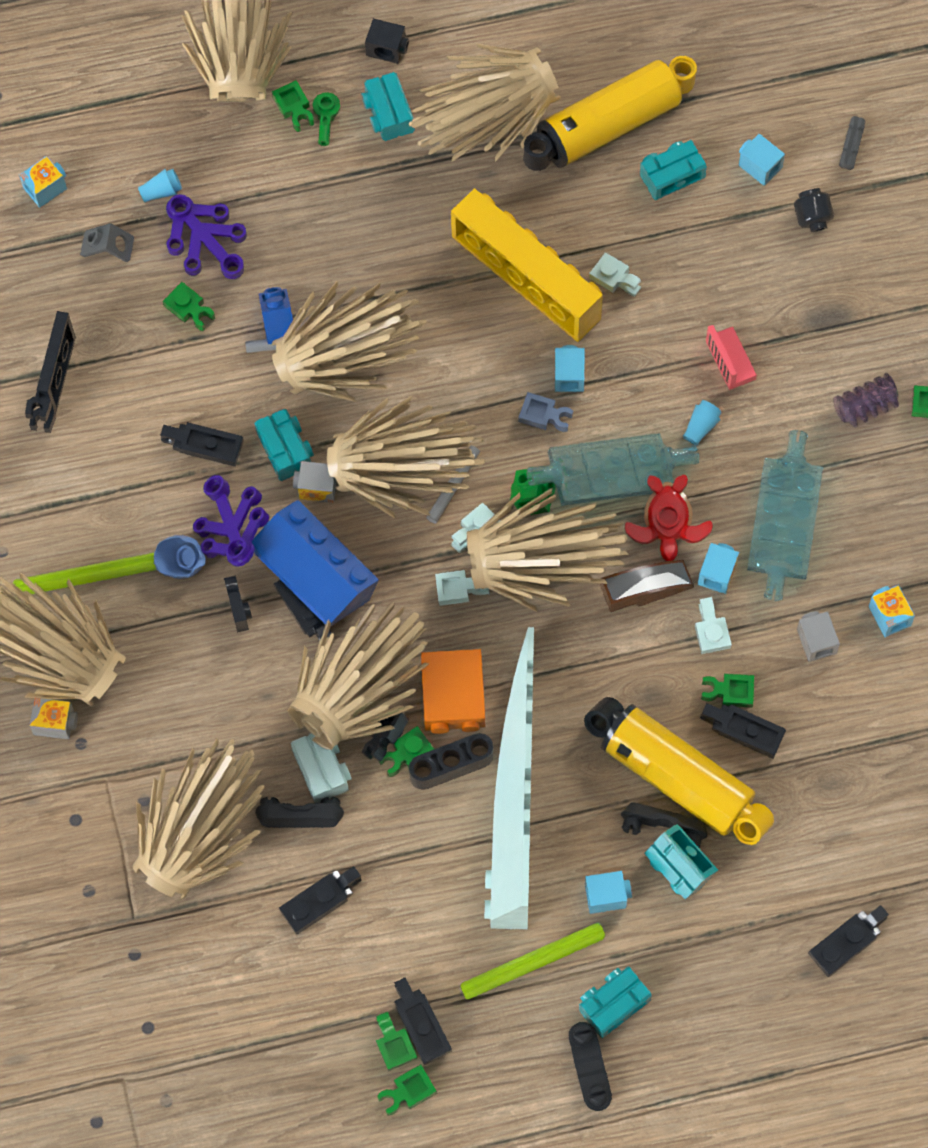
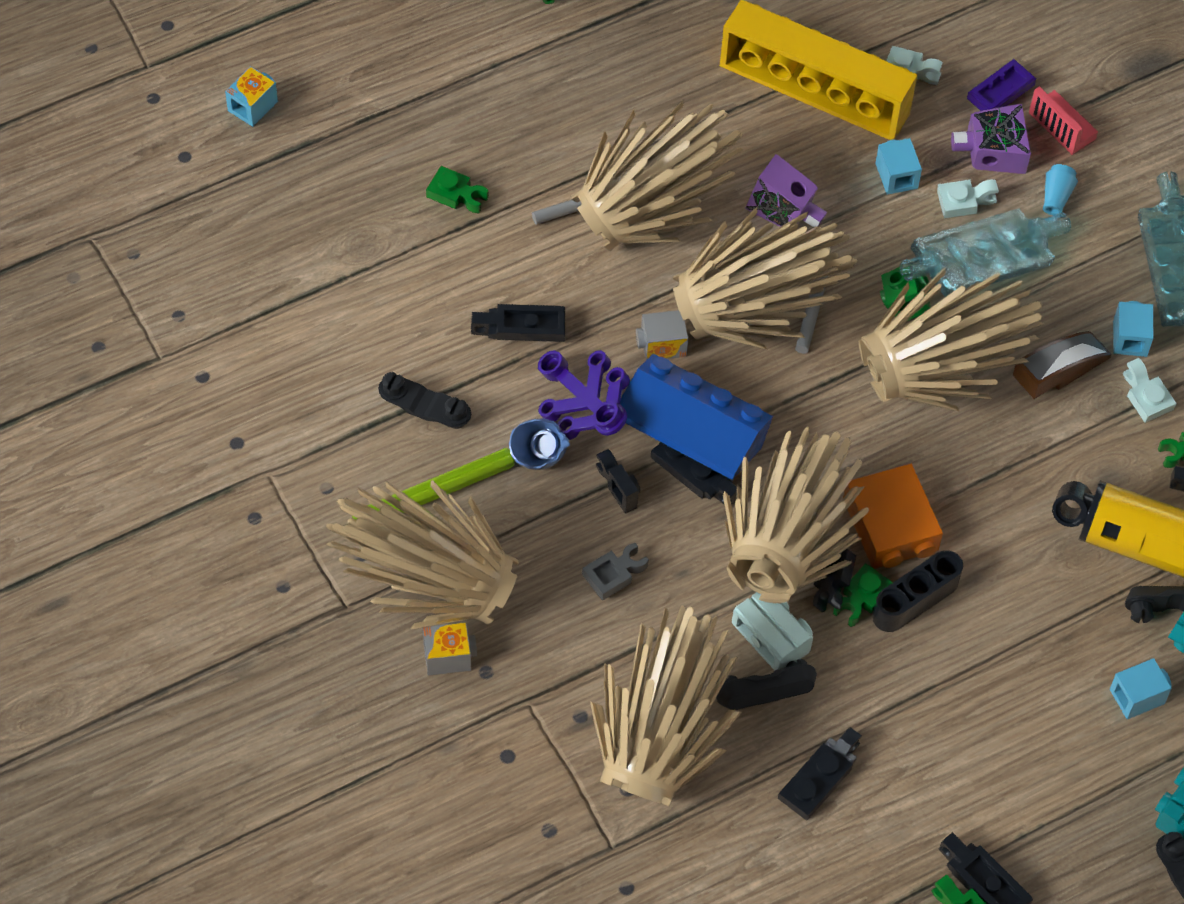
camera: 20 degrees left, 10 degrees down
(52, 374) = (332, 309): black tile -> none
(101, 495) = (423, 402): none -> black piece
(103, 240) = (340, 139): dark grey bracket -> none
(160, 186) = (385, 75): medium azure cone -> none
(203, 234) = (450, 114): dark purple plant -> none
(205, 685) = (611, 573): none -> dark grey plate
(275, 312) = (558, 175): blue slope -> none
(282, 443) = (611, 304): teal brick -> none
(455, 587) = (856, 411): light aqua plate -> none
(459, 378) = (784, 194): none -> medium lavender torso
(473, 520) = (848, 347): light aqua plate -> none
(512, 804) = (1023, 654): light aqua wedge -> none
(532, 961) = (1084, 783): lime axle -> none
(540, 411) = (882, 215): sand blue plate -> none
(614, 410) = (962, 199): none -> light aqua plate
(662, 363) = (996, 140): none -> torso
(668, 518) = (1064, 287): red animal -> none
(686, 314) = (1002, 87): none -> dark purple plate

